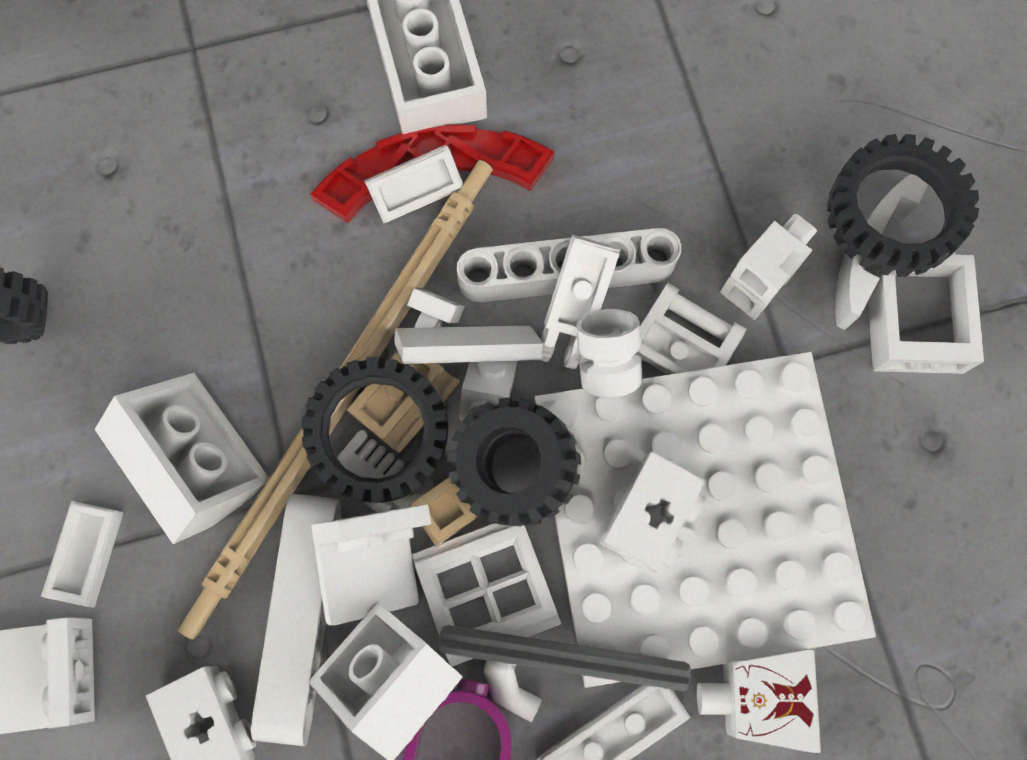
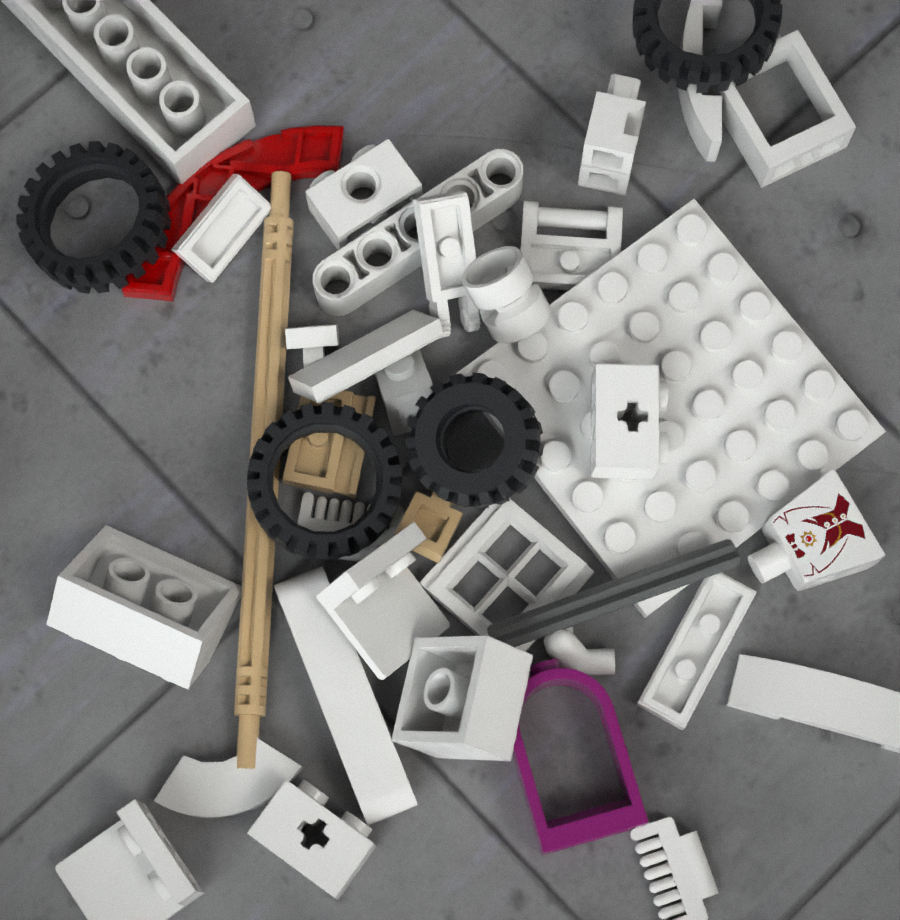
camera: 25 degrees left, 0 degrees up
(82, 554) = (99, 750): white tile -> none
(154, 638) = (222, 788): none -> white tile
(300, 90) = (72, 173): none -> black tyre
(558, 194) = (374, 168): none -> white brick

